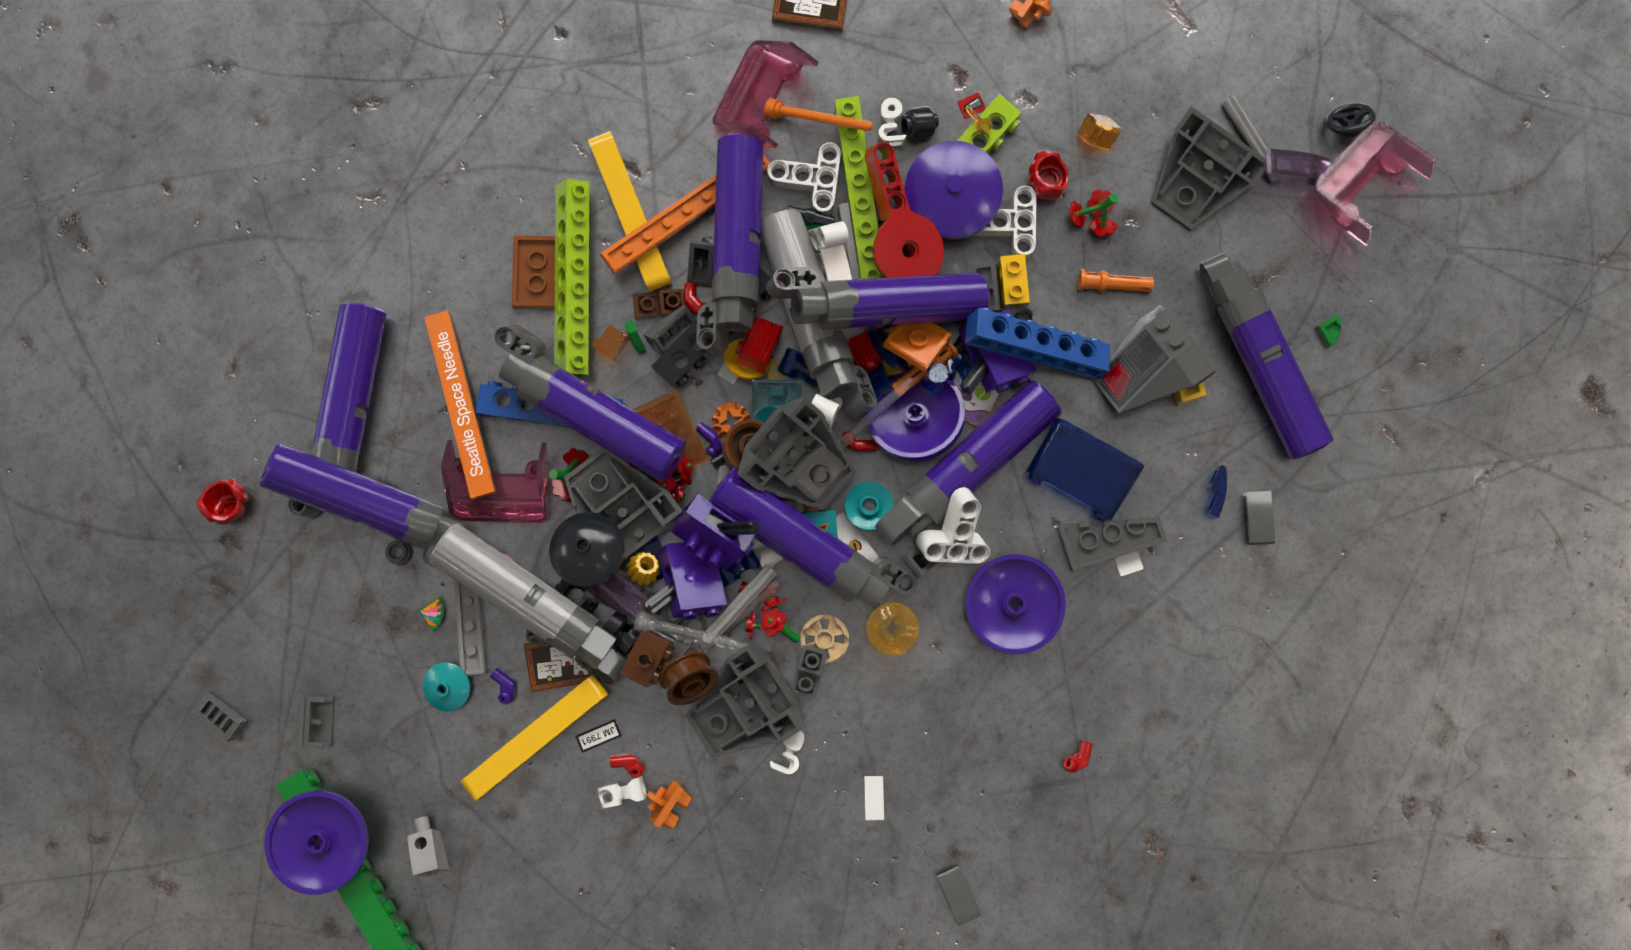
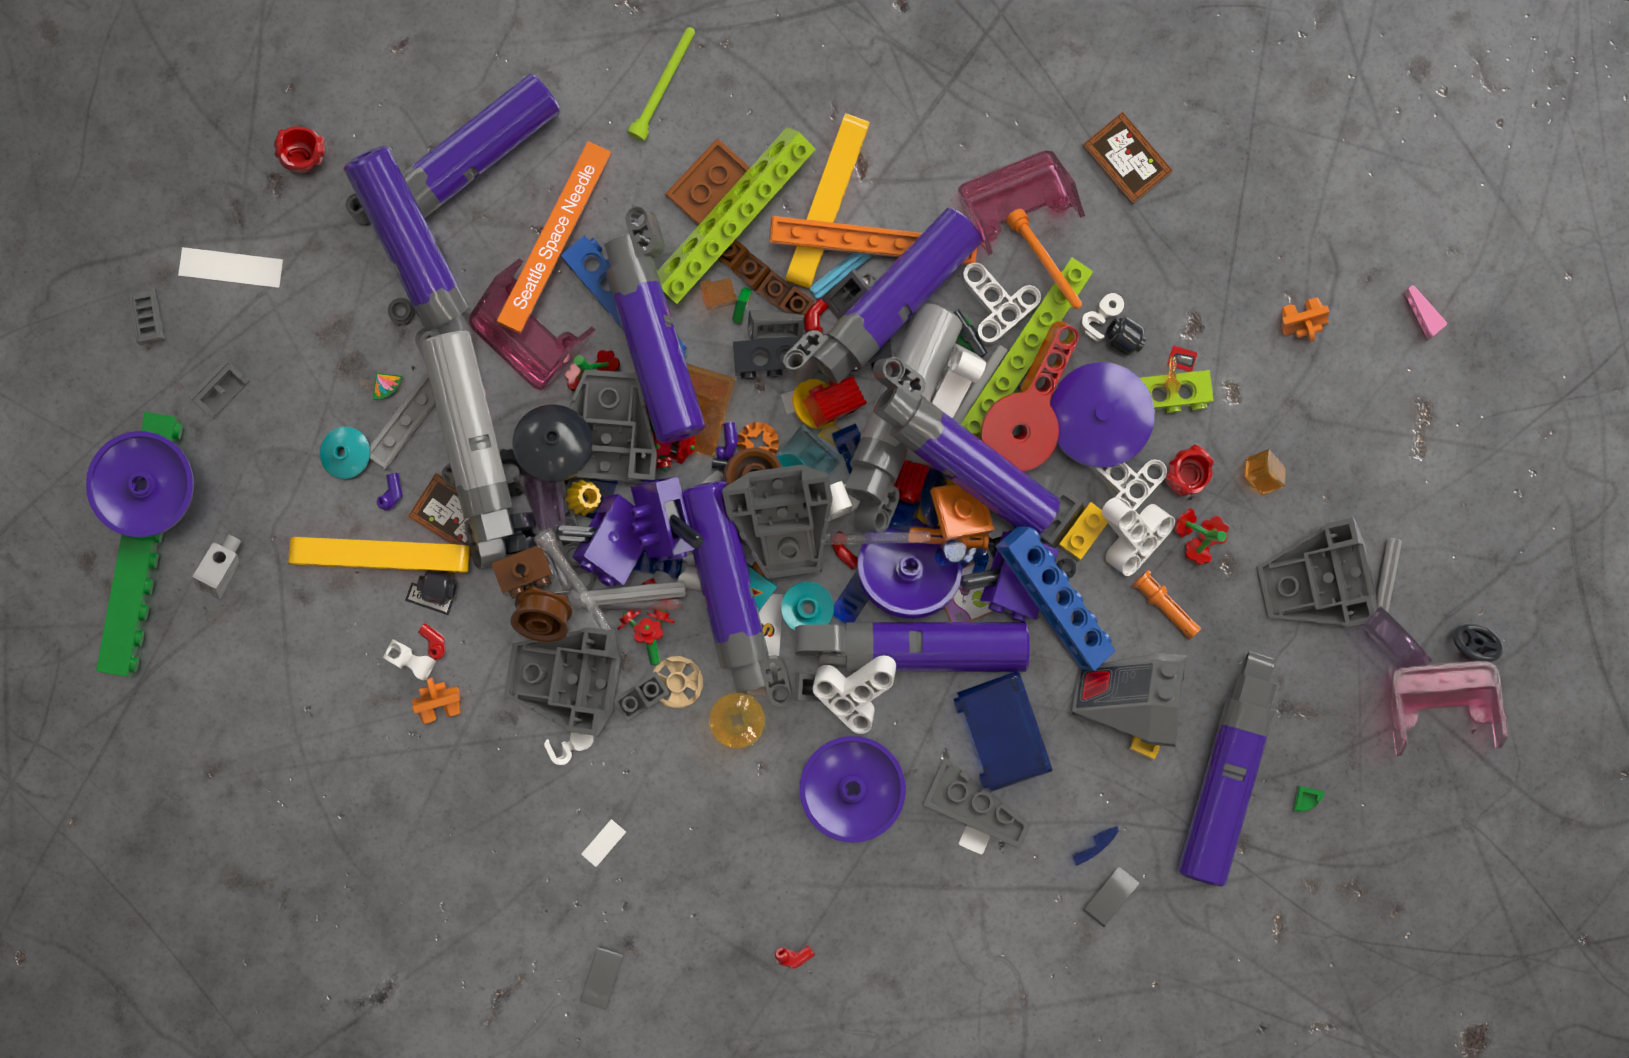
camera: 30 degrees right, 0 degrees up
(249, 628) = (230, 267): none -> white sticker
(453, 277) = (639, 128): none -> lime piece
(596, 723) = (437, 587): none -> black head
(611, 306) = (744, 264): none -> reddish brown slope
(682, 255) = (833, 277): none -> medium azure axle
(895, 473) = (850, 601): none -> clear blue slope
(1052, 249) = (1137, 534): none -> white beam

